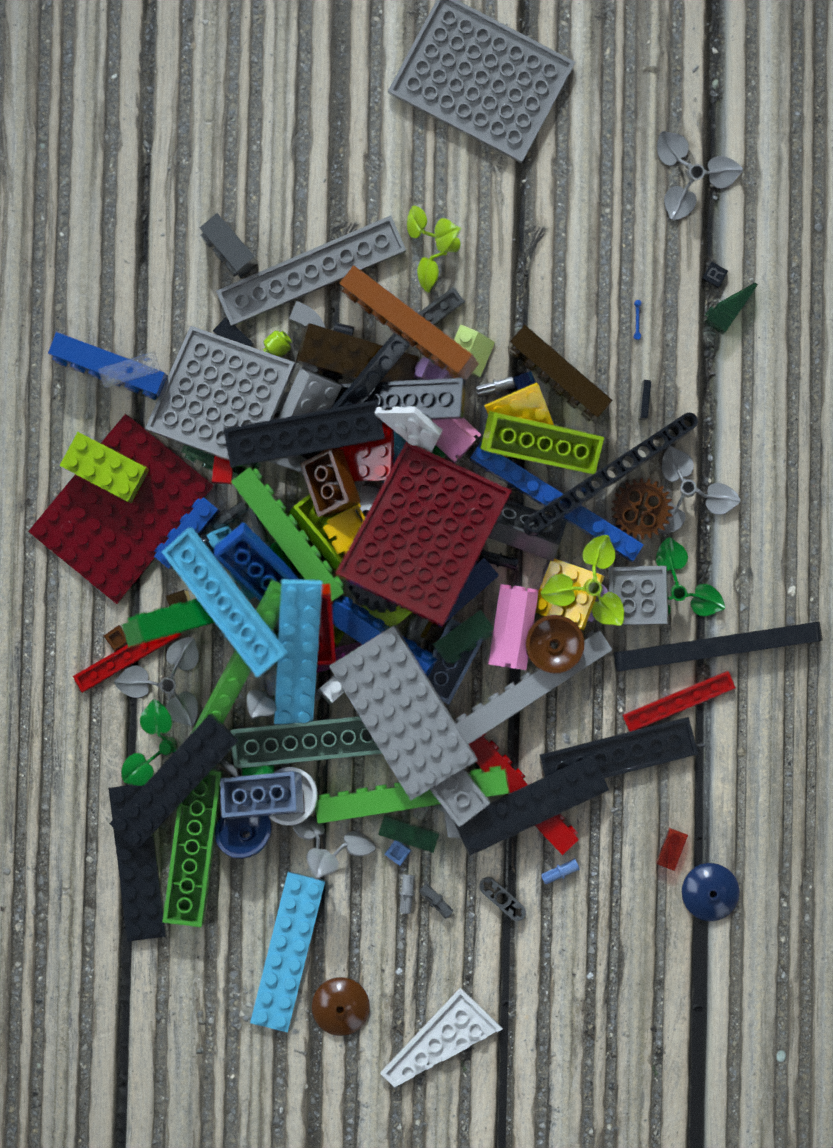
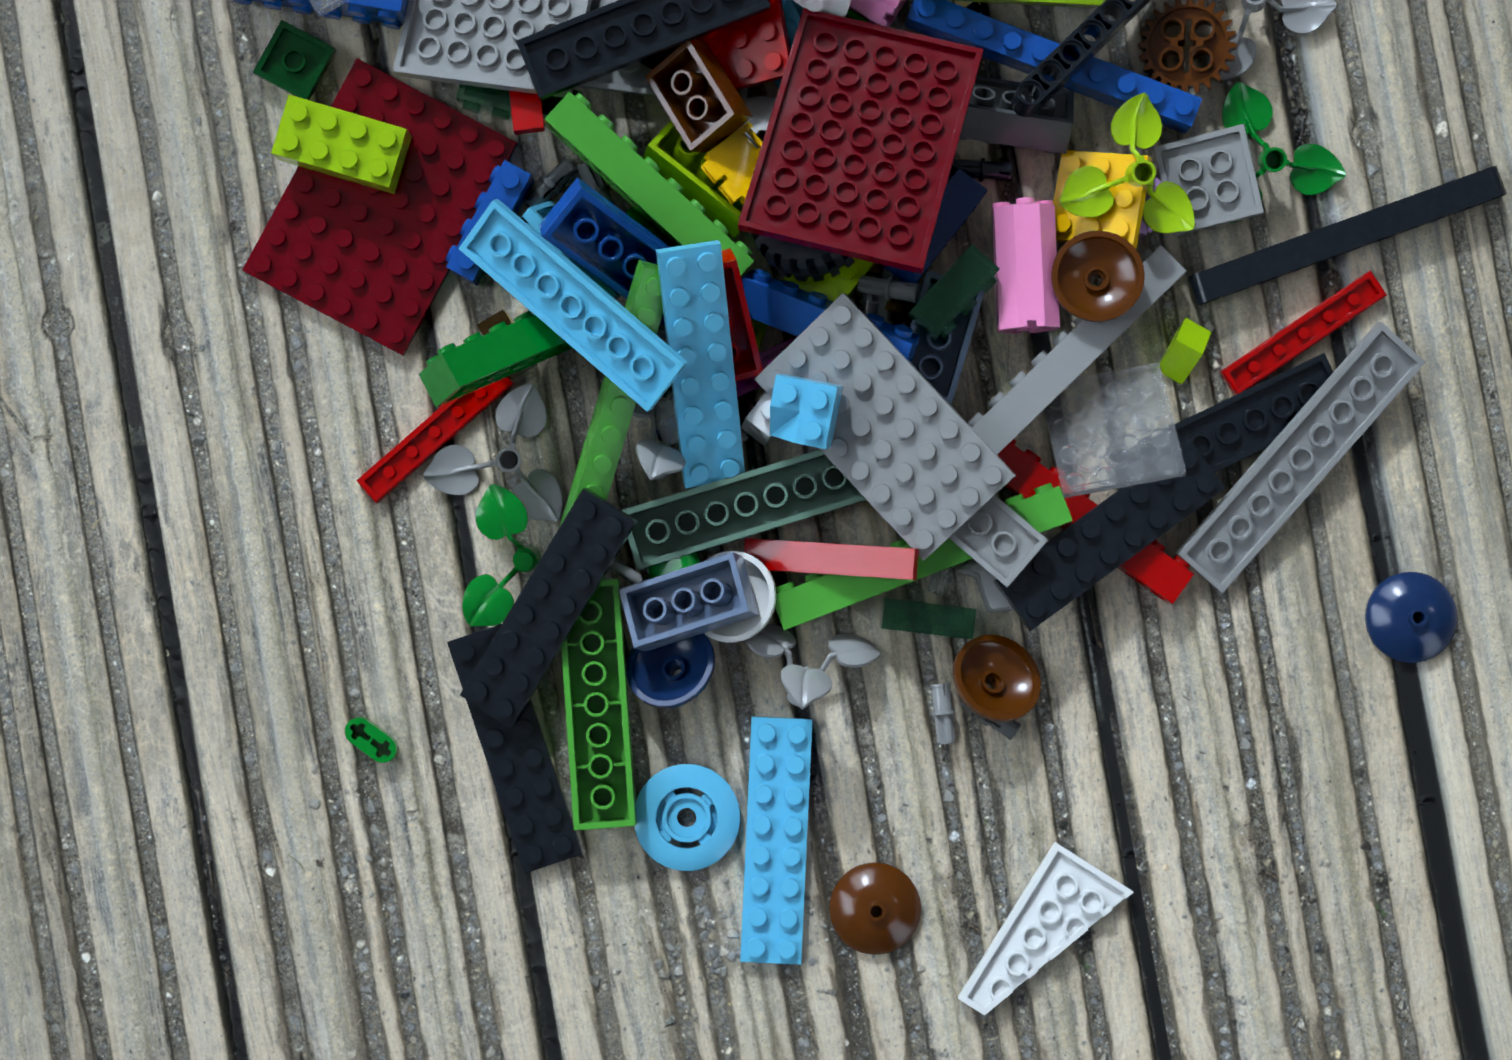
camera: 15 degrees left, 0 degrees up
(54, 836) = (376, 734): none -> green beam
(86, 407) = (294, 61): none -> dark green plate
(116, 638) = (413, 408): reddish brown tile -> none
(252, 932) = (715, 813): none -> medium azure piece
(355, 694) = (804, 410): none -> medium azure slope
(357, 786) = (835, 558): none -> tile
(398, 852) = (915, 652): medium blue tile -> none
(425, 625) = (889, 288): none -> dark grey axle
(452, 874) = (1008, 671): none -> reddish brown dish
(516, 904) = (1115, 696): dark grey beam -> none
(547, 741) = (1114, 431): none -> clear plate
(560, 871) = (1173, 631): medium blue axle -> none
(602, 697) = (1184, 351): none -> lime slope
(660, 779) = (1300, 457): none -> light grey plate
(671, 849) = (1338, 562): clear red plate -> none

